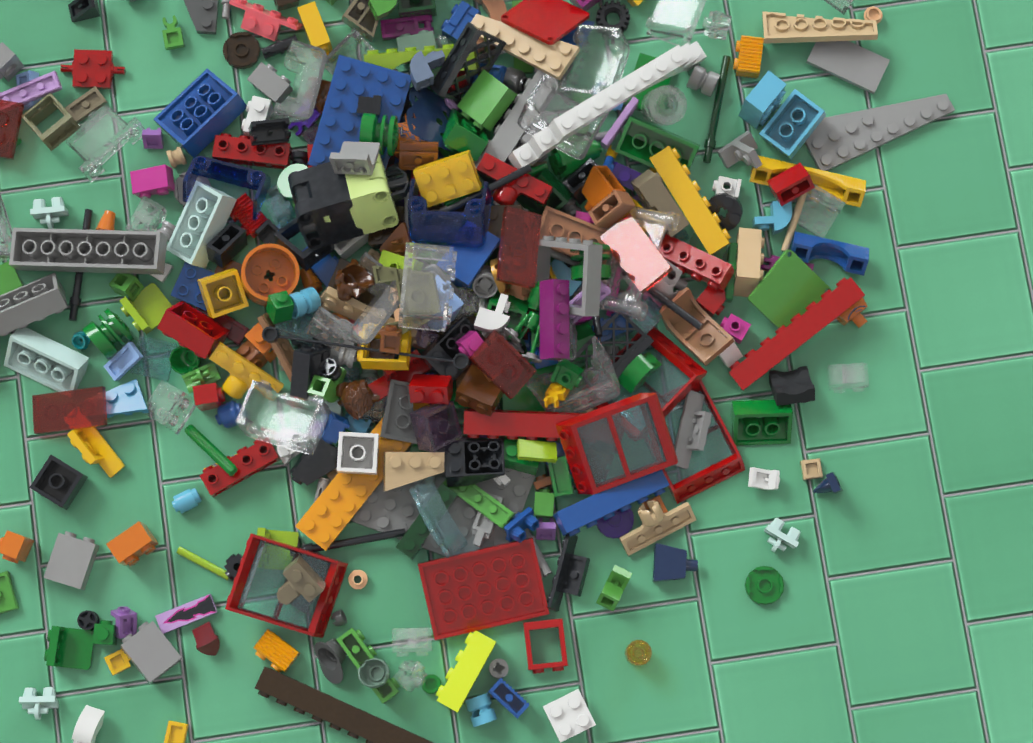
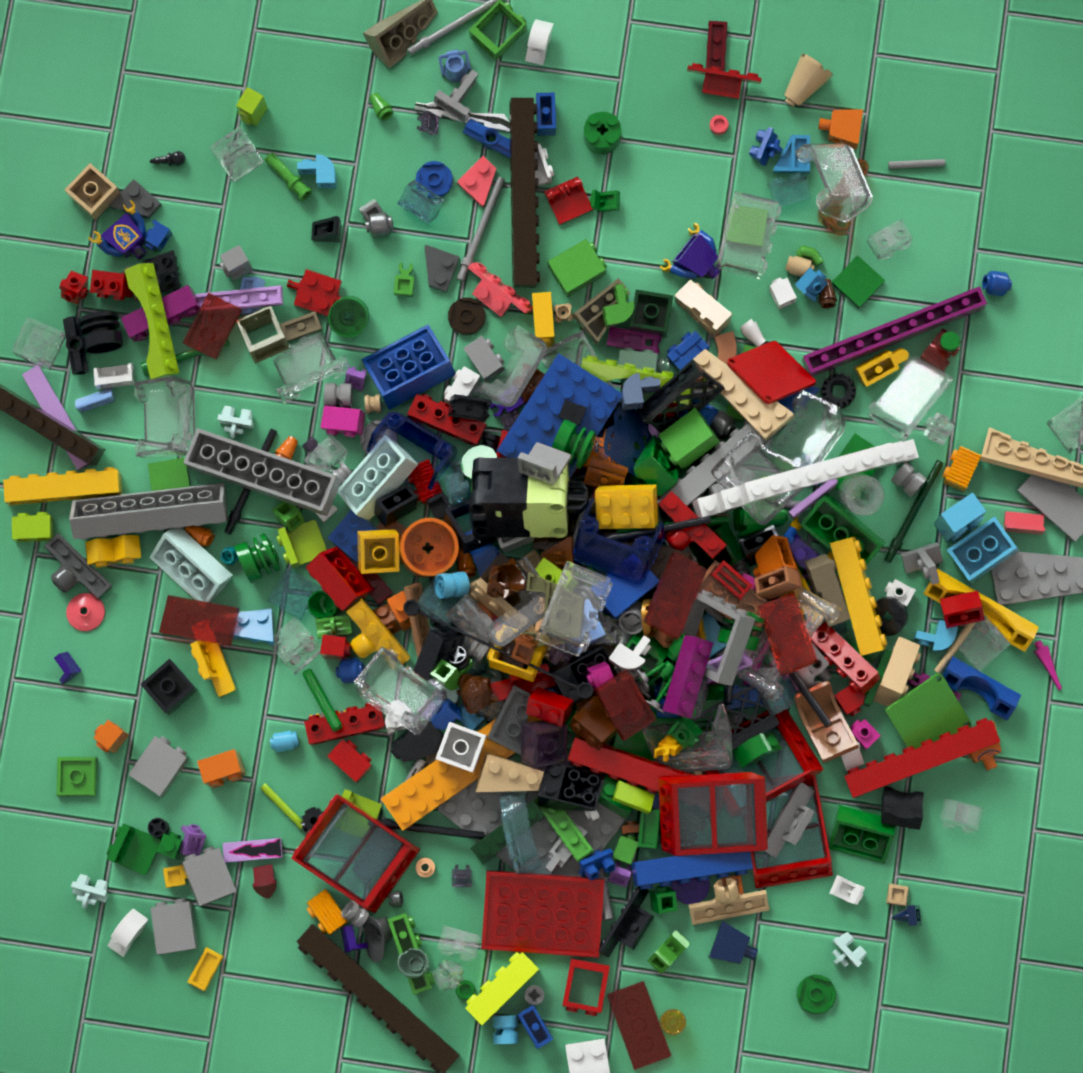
camera: 25 degrees right, 0 degrees up
(49, 329) = (201, 534): none -> orange cone
(117, 83) = (349, 327): none -> green wheel
(123, 361) = (264, 588): light blue tile -> none
(127, 212) = (310, 444): none -> clear purple hinge
(131, 710) = (174, 927): none -> light grey brick
(140, 158) = (338, 395): none -> light grey wheel
(255, 499) = (350, 760): none -> red brick
(278, 47) = (504, 324): black pin -> none
(279, 307) = (428, 584): green brick -> none
(301, 581) = (370, 853): dark tan brick -> none
(304, 644) = (355, 914): none -> light grey wheel
(305, 670) = (349, 940): none -> dark purple tile
(334, 15) = (558, 309): none -> tan plate
(395, 578) = (461, 878): none -> tile
(552, 213) = (734, 572): none -> red tile
(594, 540) = (663, 900): none -> green brick
(606, 666) = (639, 1025): none -> clear red tile
(822, 89) = (1024, 523): none -> coral panel
(880, 208) = (1044, 656): none -> dark pink piece

